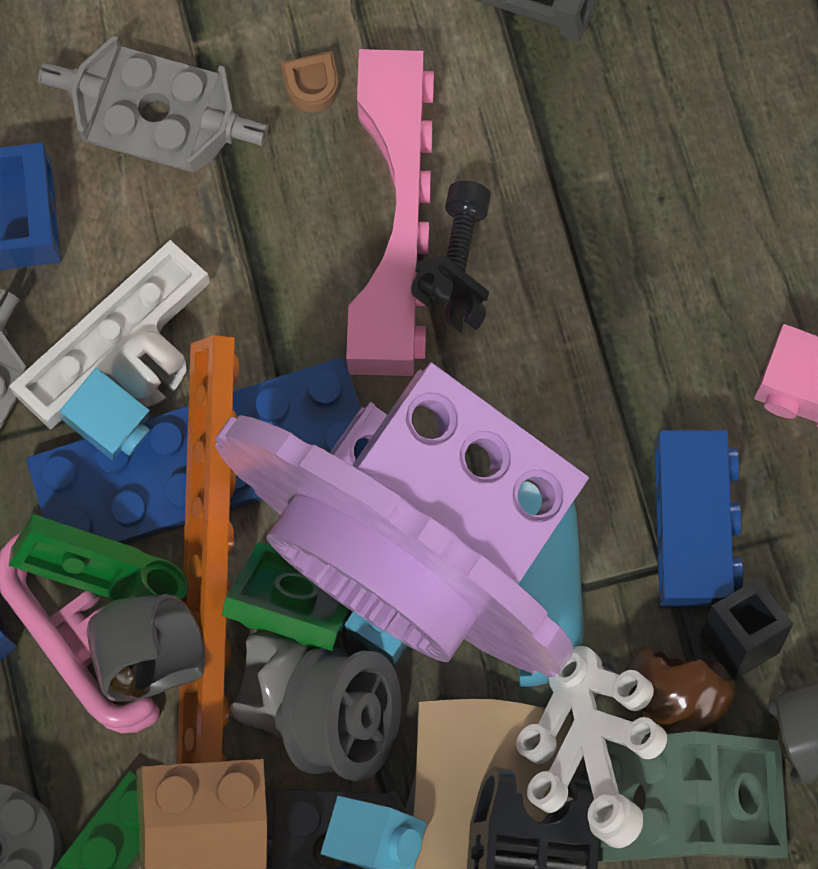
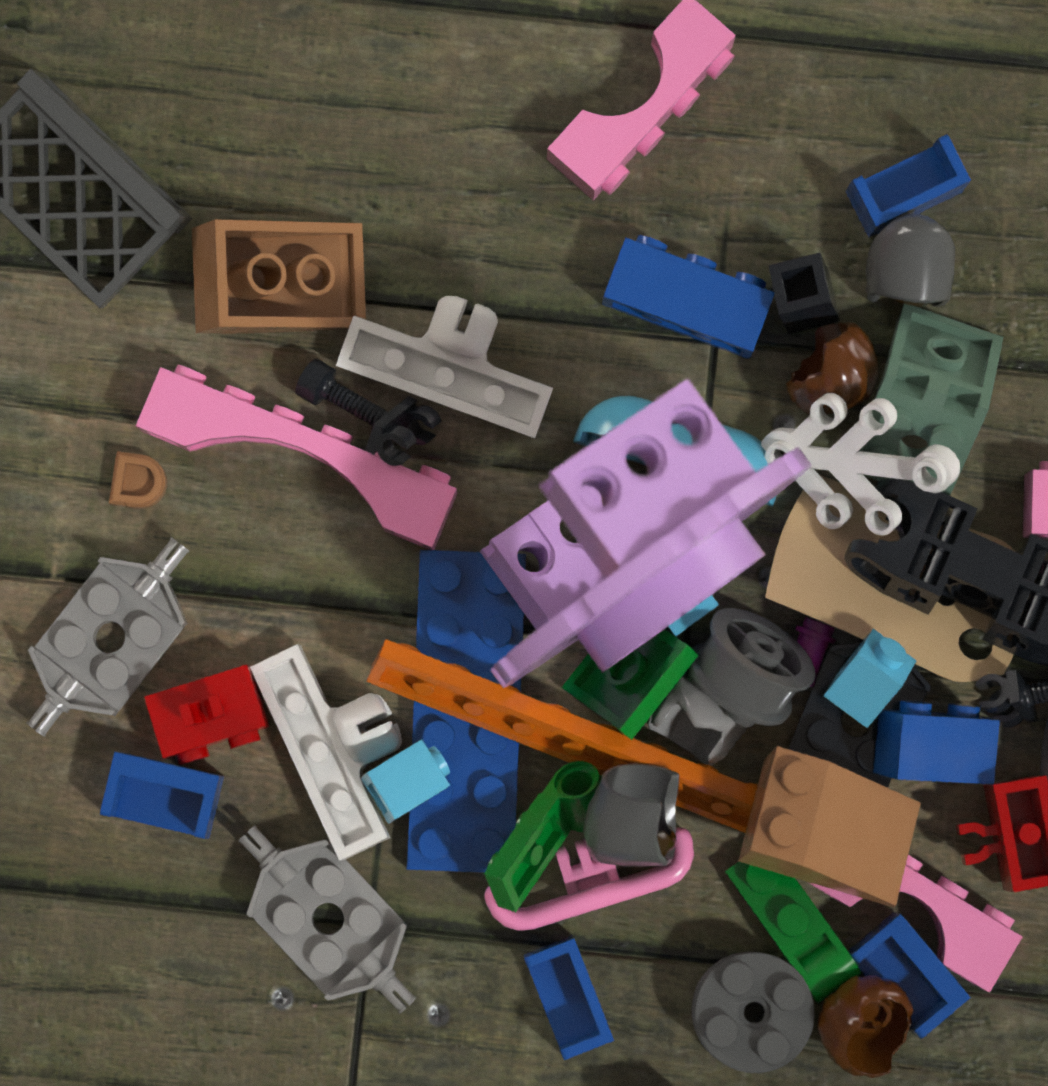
camera: 75 degrees left, 10 degrees up
(110, 216) = (207, 713): none -> red brick
(395, 775) = (815, 639): none -> magenta pin
(533, 315) = (448, 366): none -> white plate
(555, 132) = (277, 276): none -> medium nougat slope

